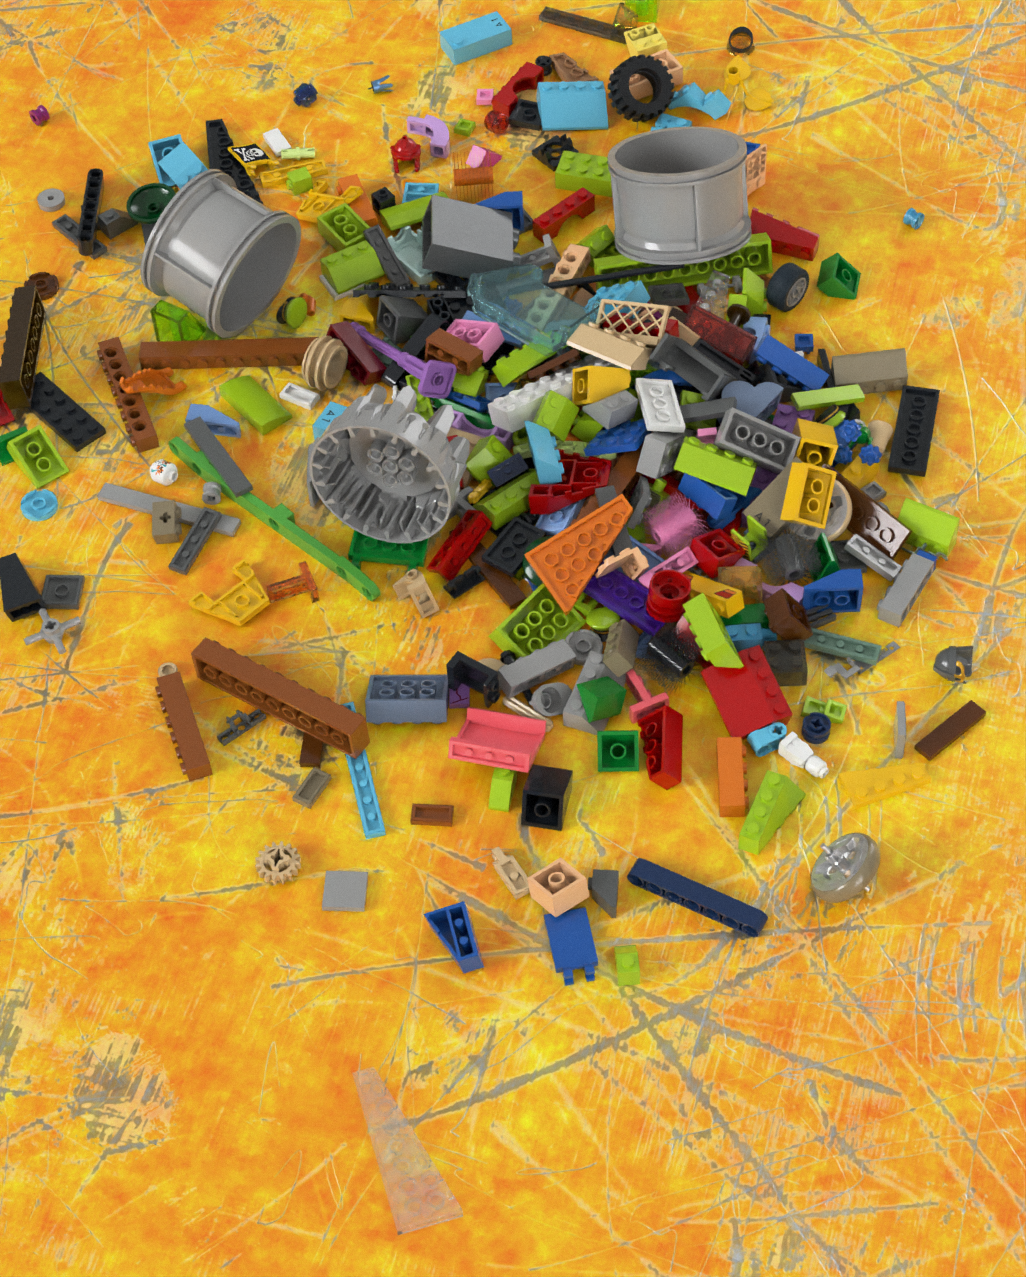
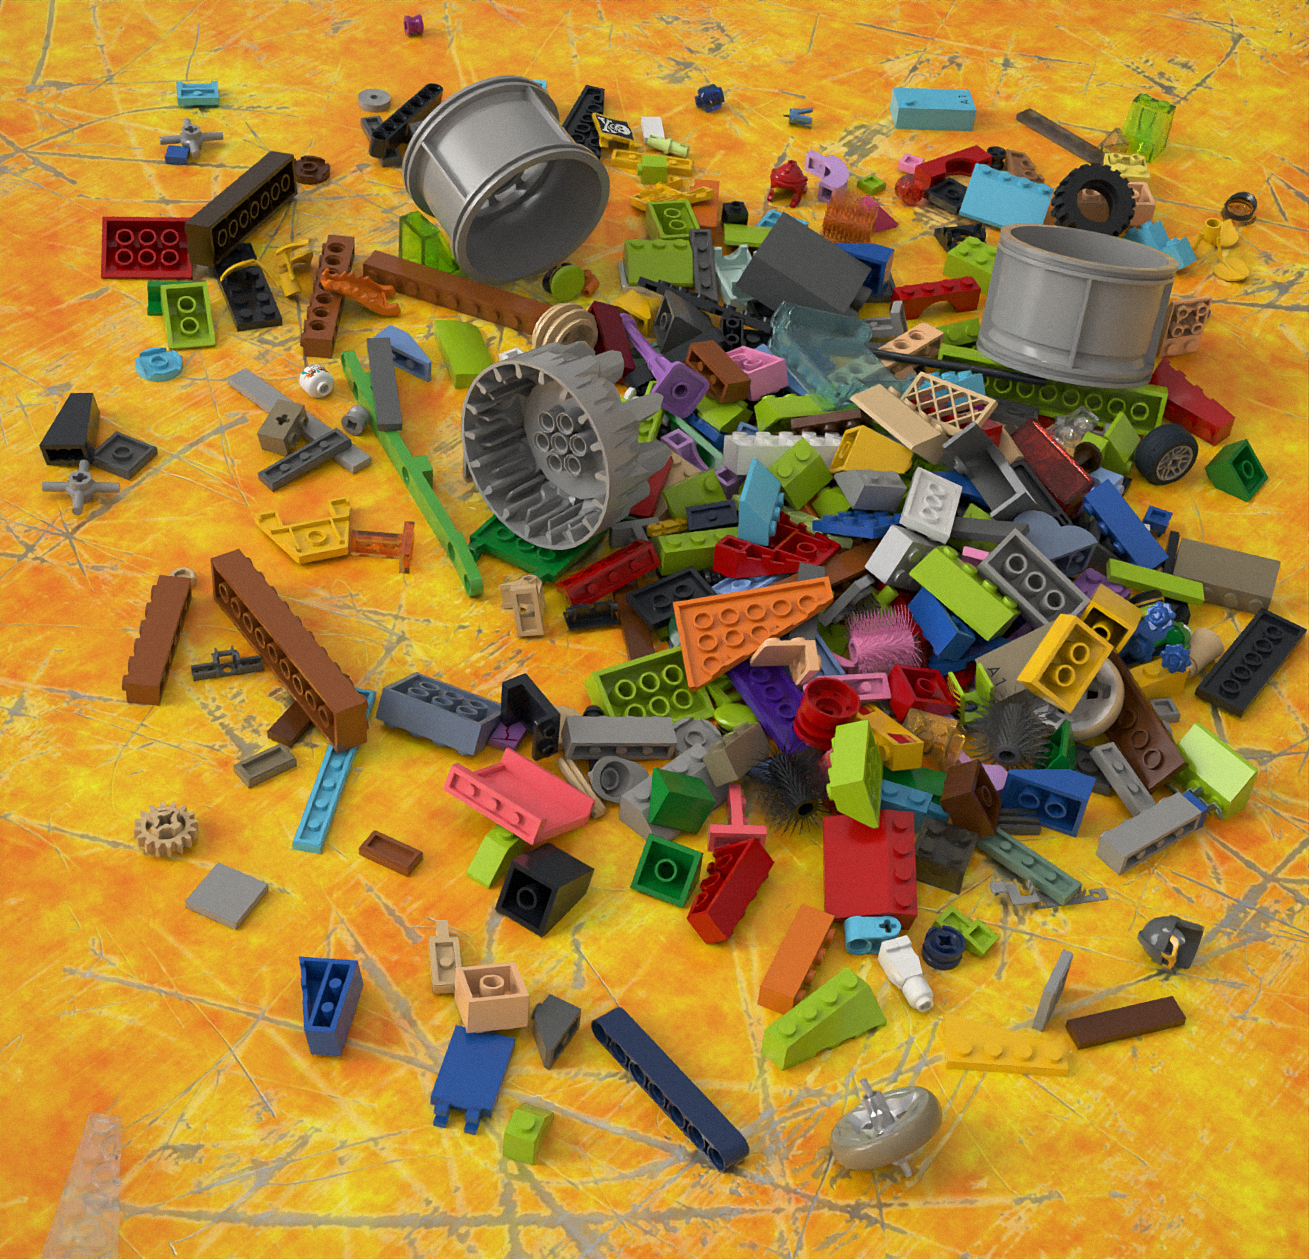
camera: 15 degrees right, 10 degrees down
(91, 394) = (288, 280): none -> yellow plant

